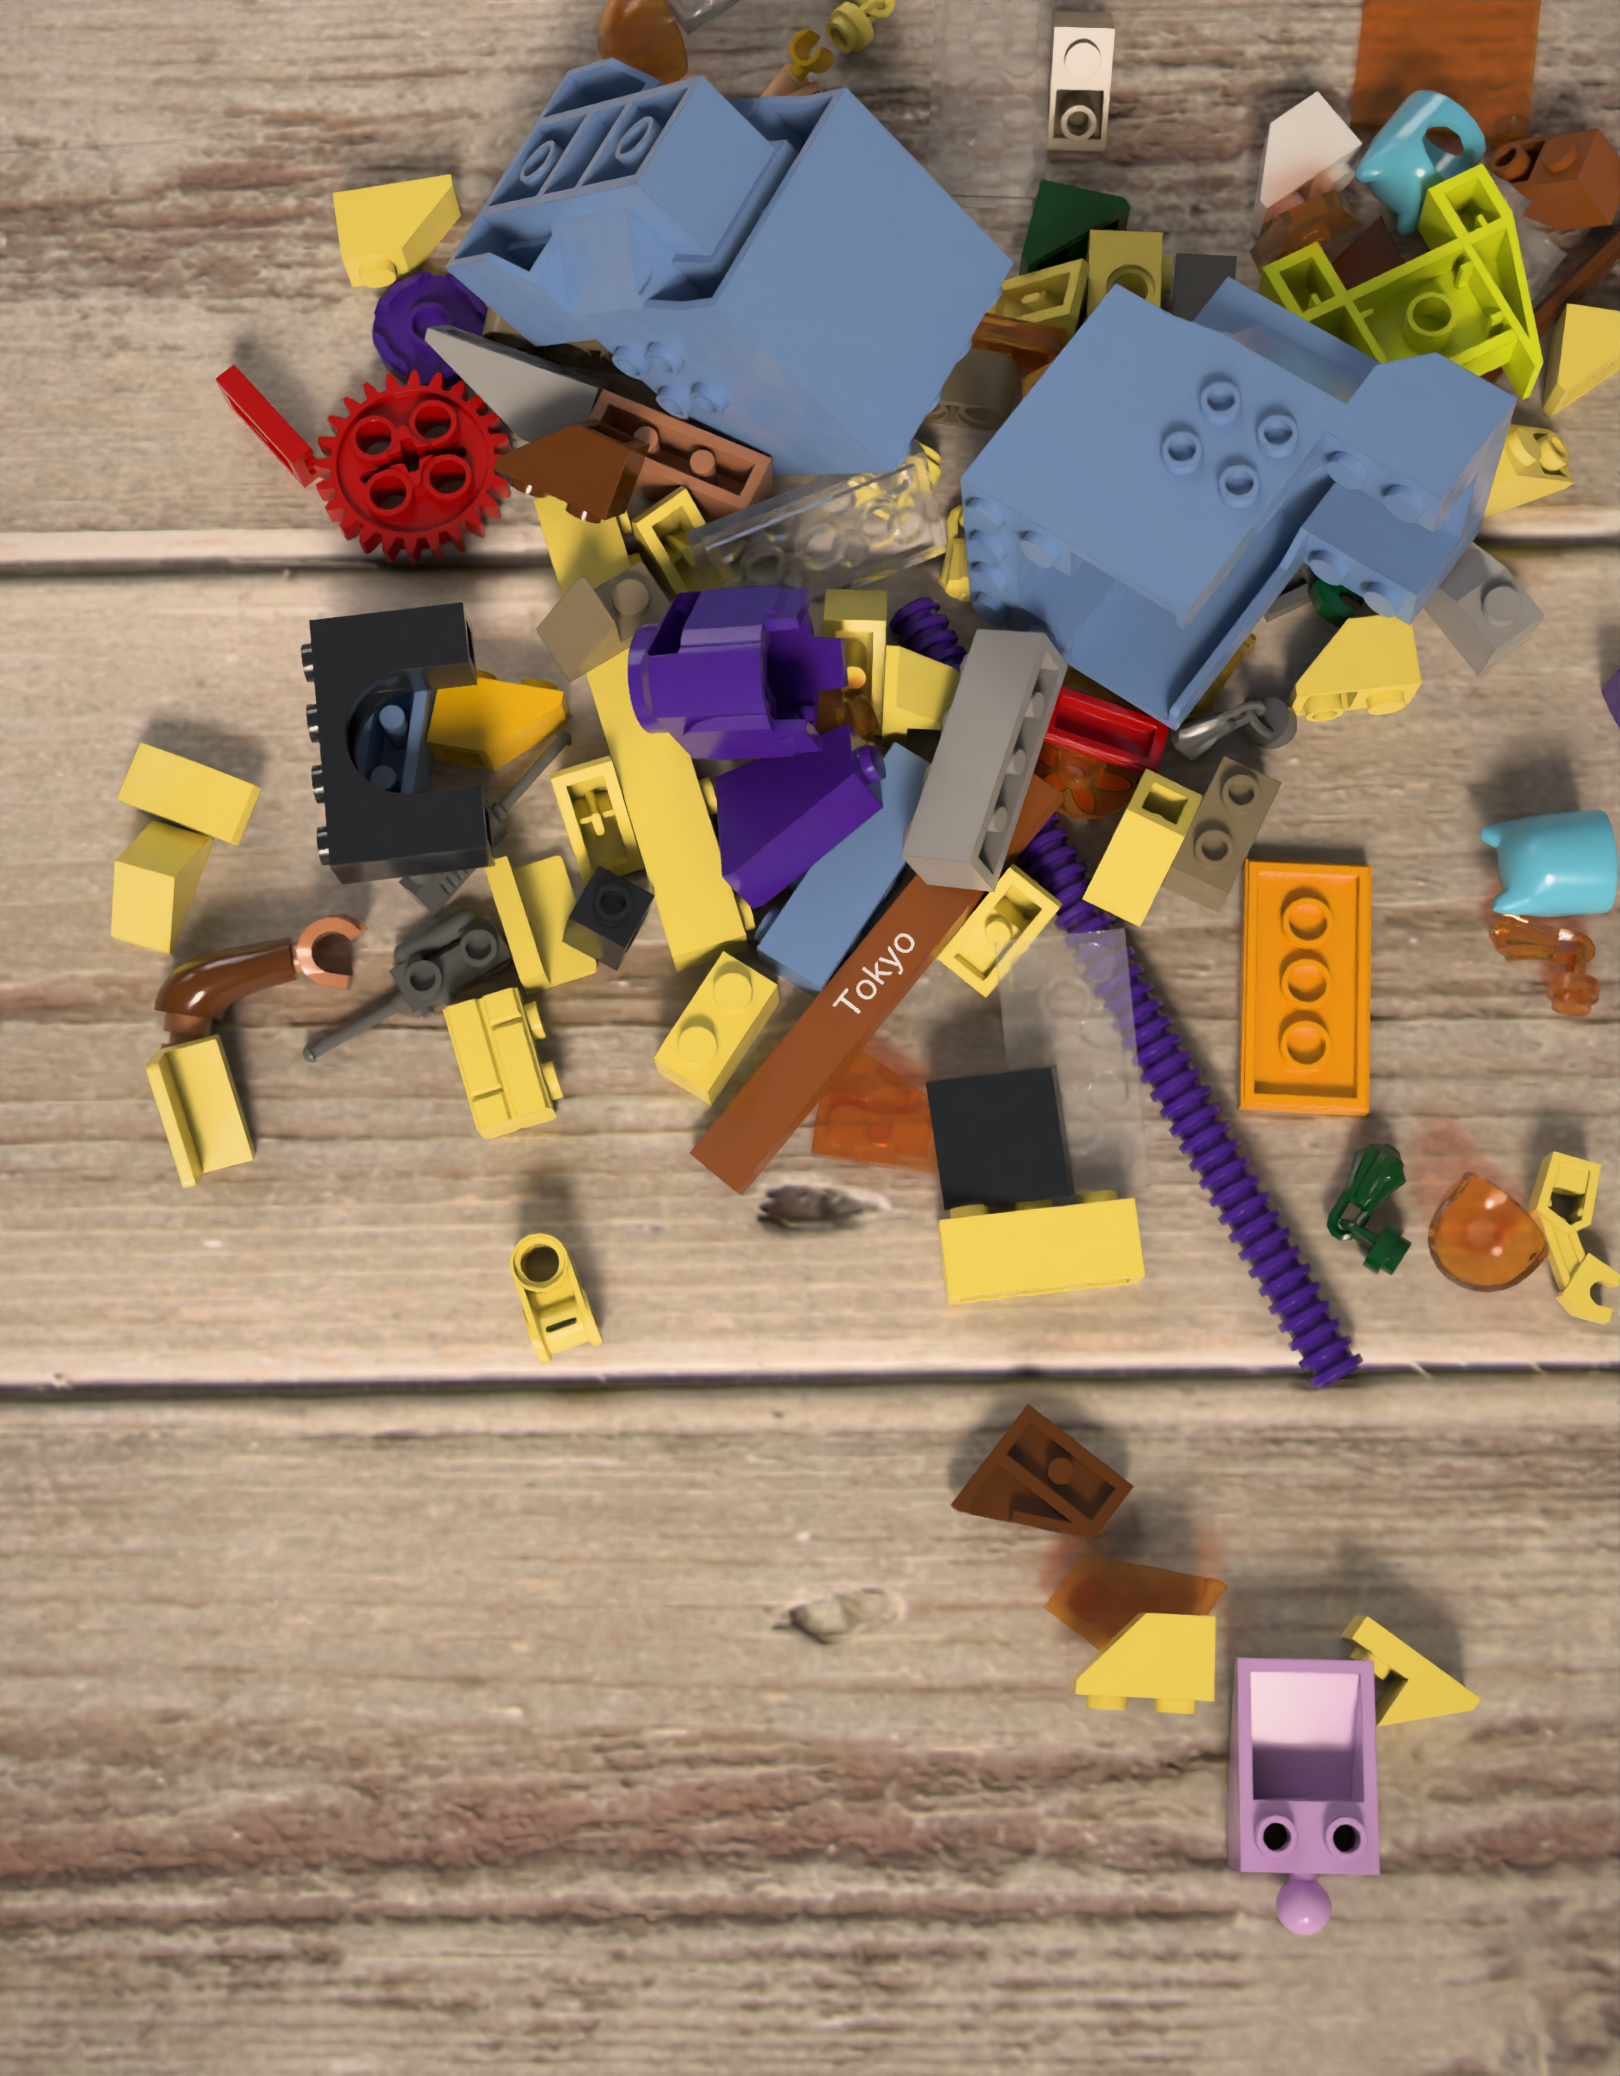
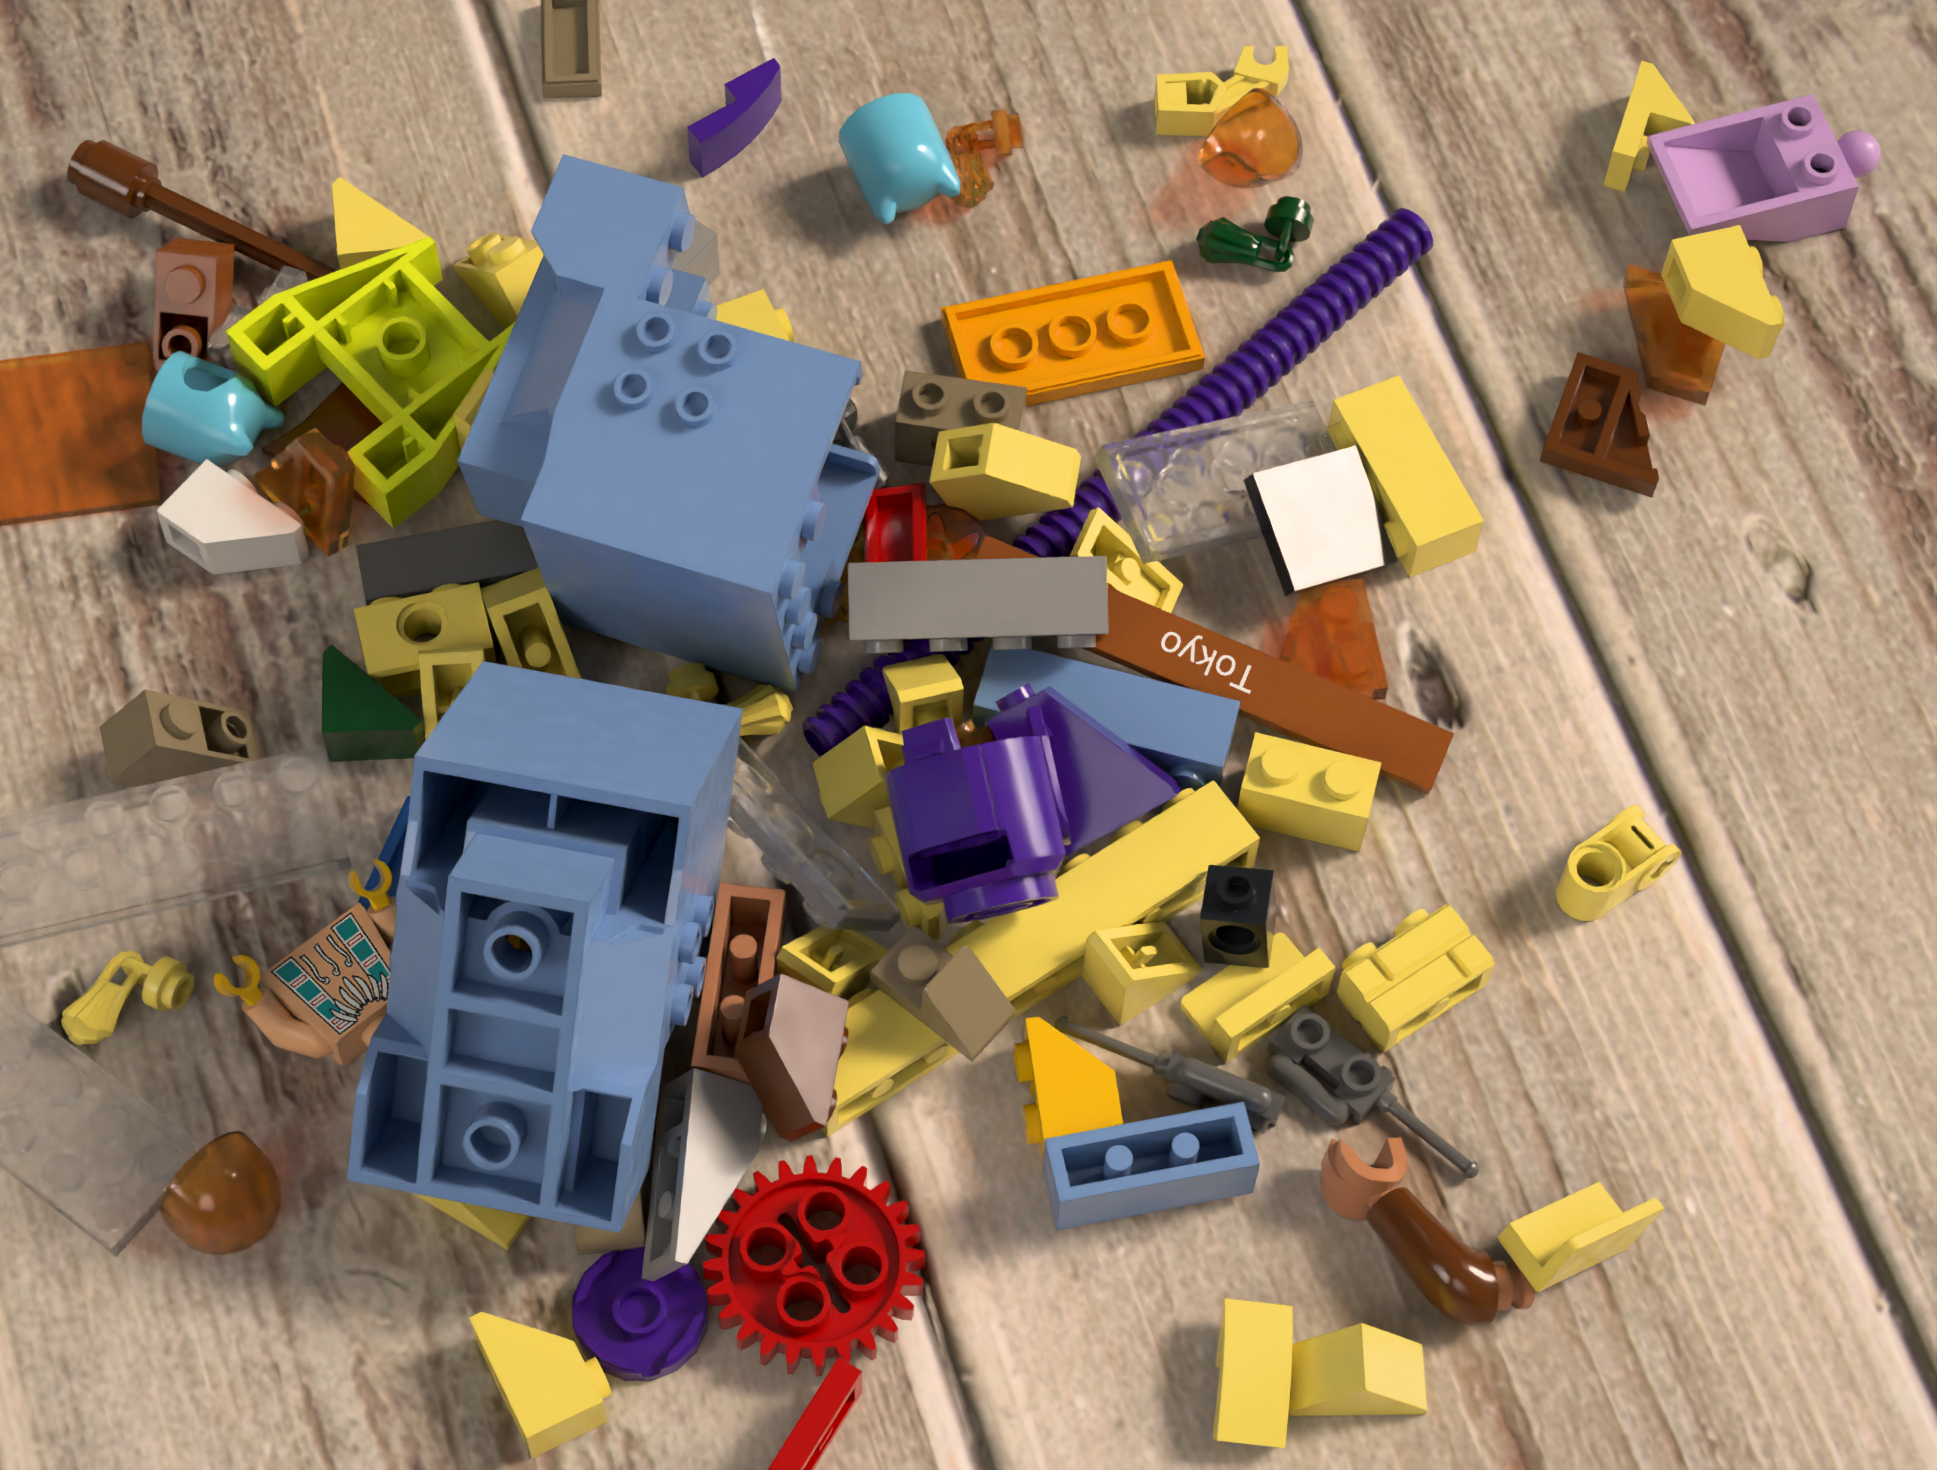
camera: 115 degrees left, 15 degrees down
(356, 670) = (1098, 1189): black arch -> none

